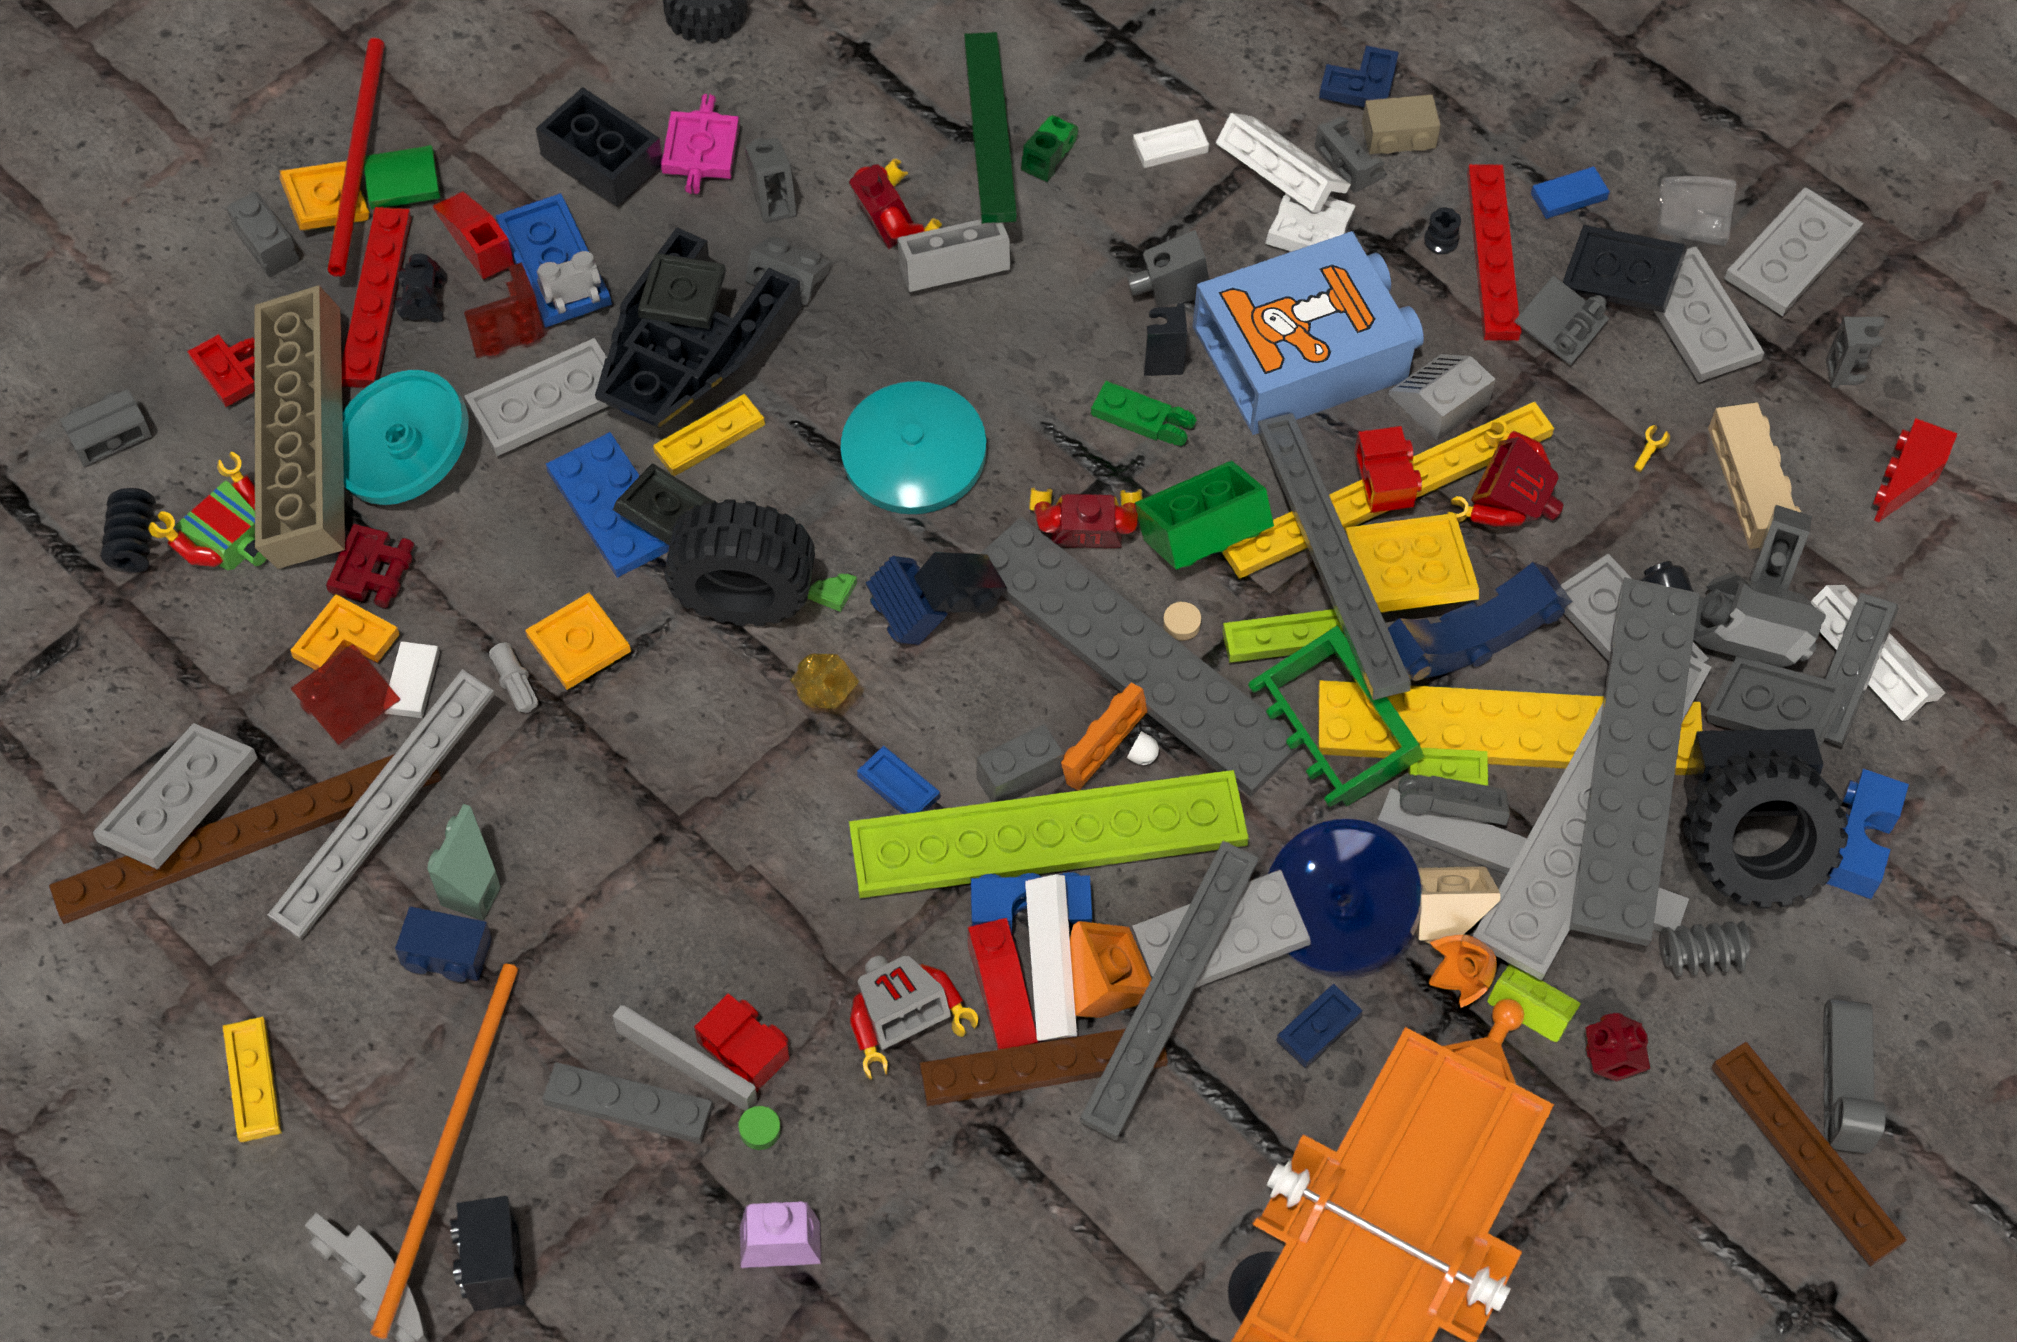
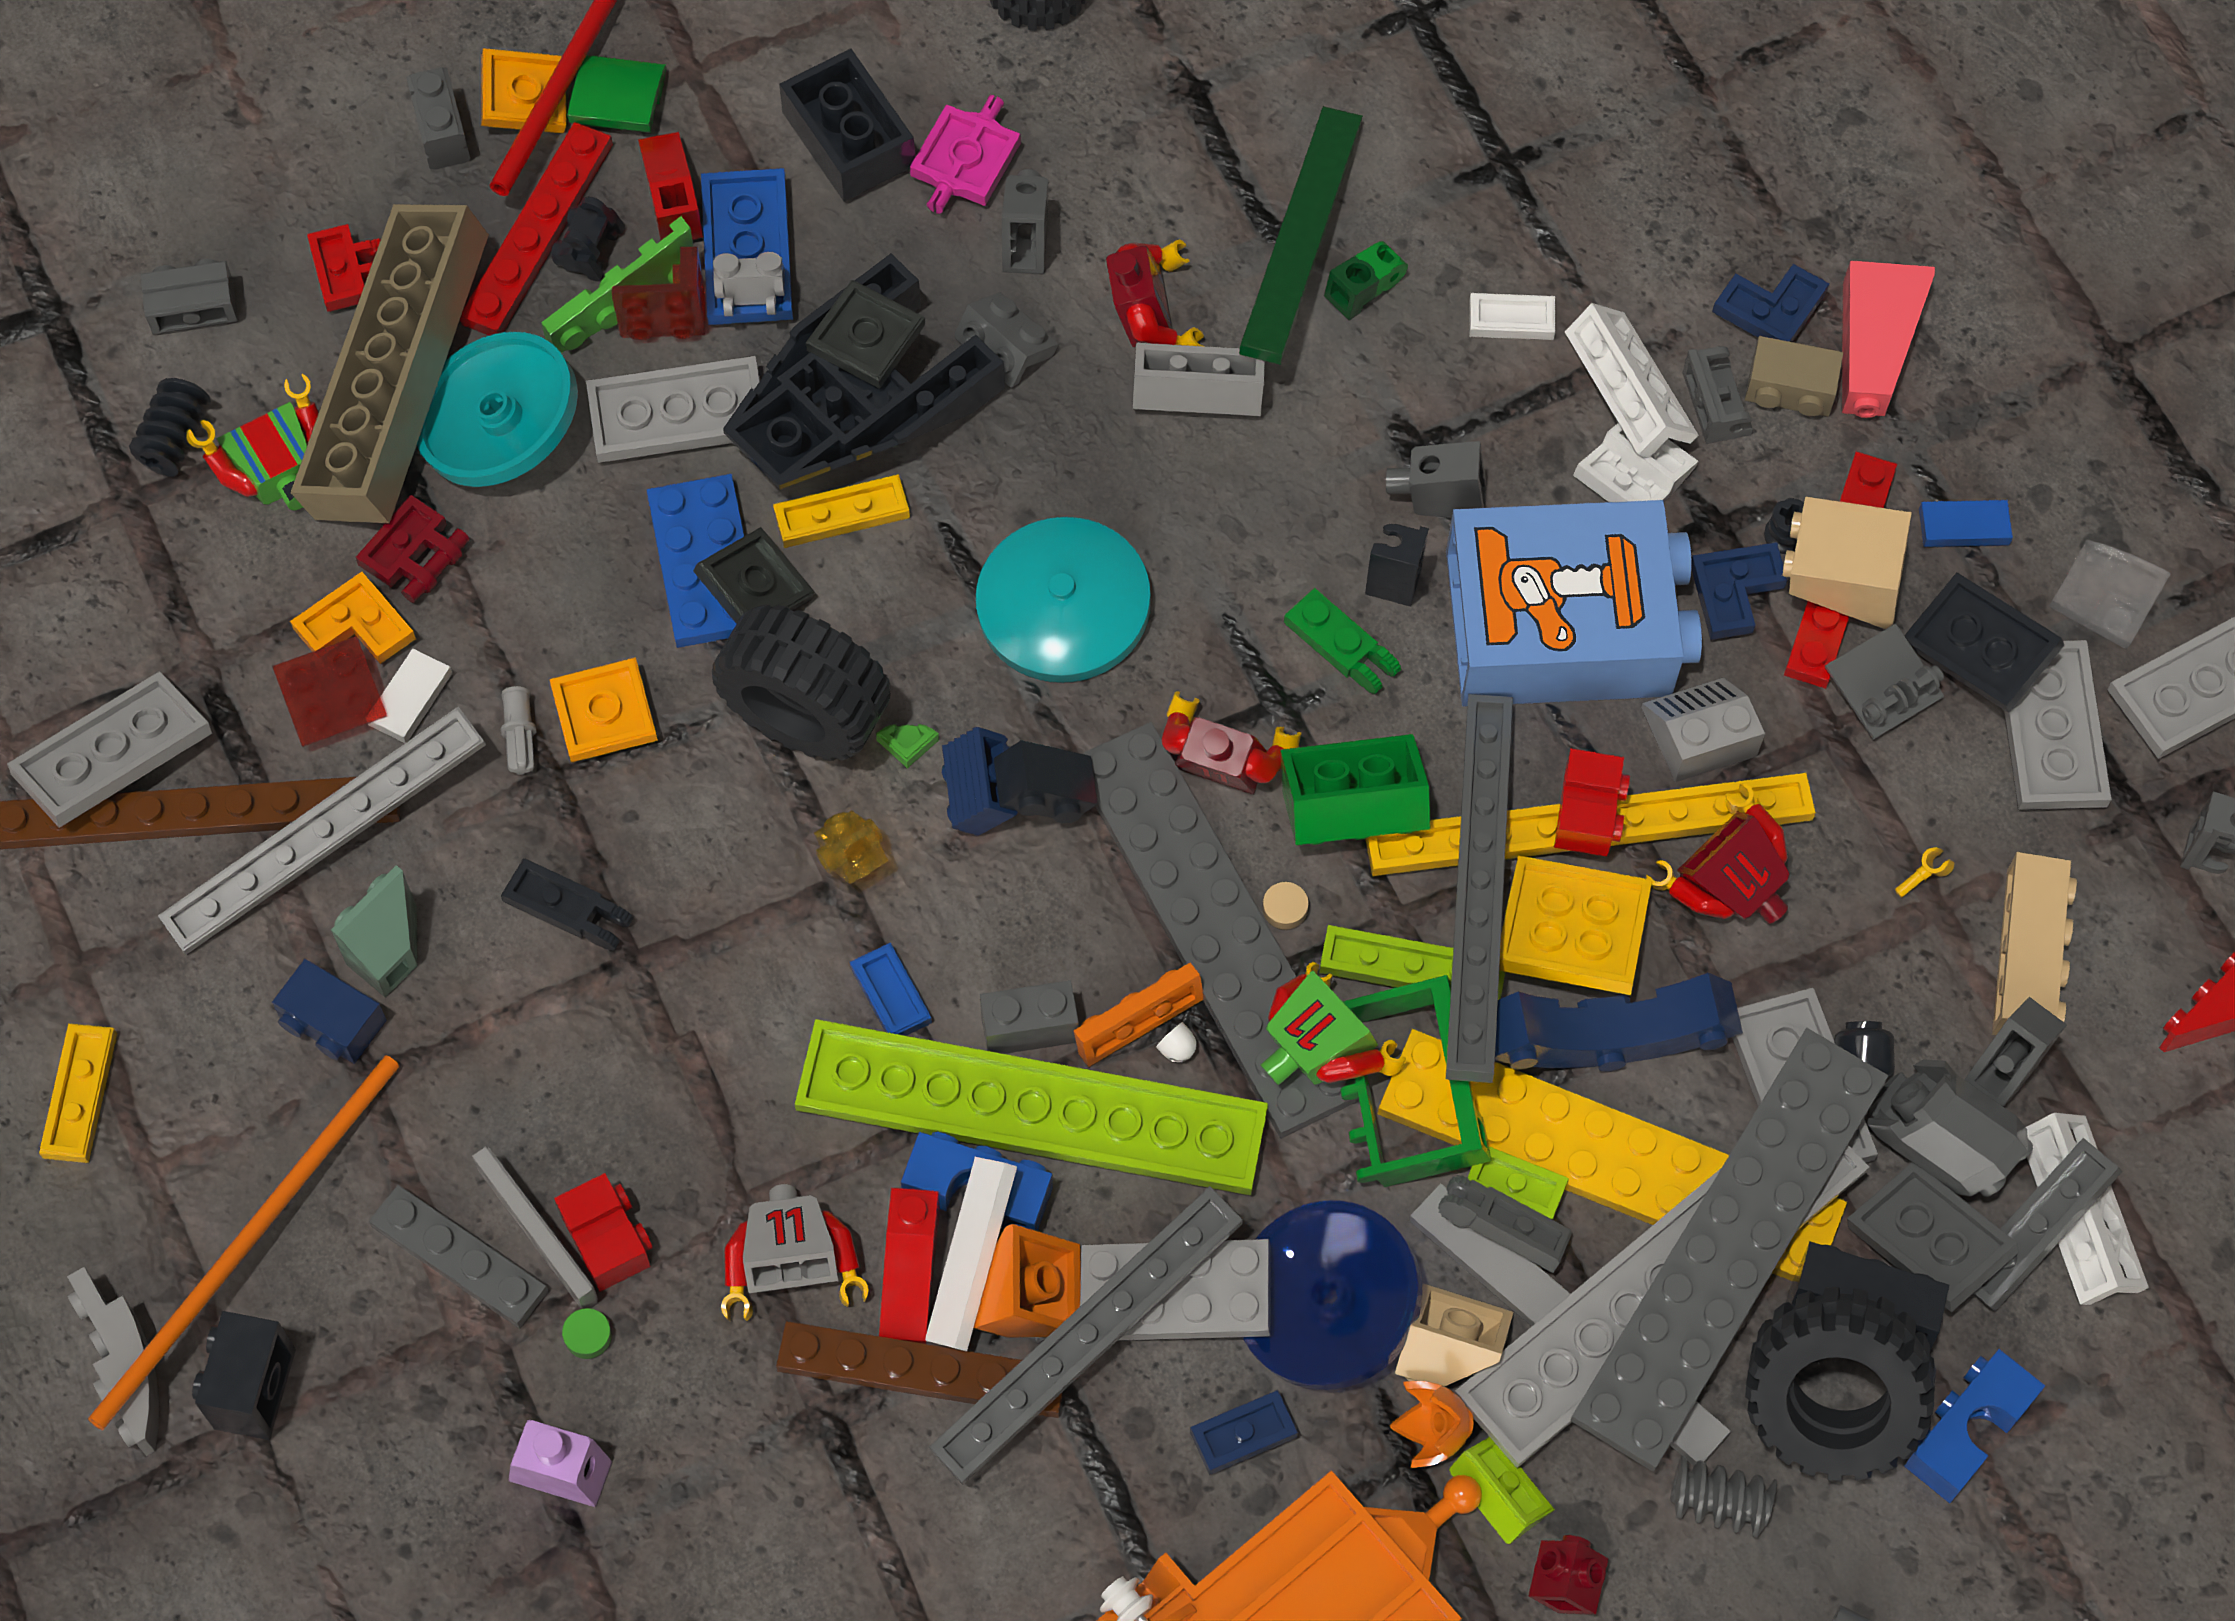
camera: 20 degrees right, 5 degrees up
(454, 340) = (595, 311): none -> bright green wing
(606, 799) = (563, 903): none -> black hinge
(1257, 702) = (1322, 1035): none -> bright green torso
(1416, 283) = (1727, 578): none -> dark blue plate
(1447, 67) = (1878, 324): none -> coral slope
(1505, 235) = (1848, 558): none -> tan slope

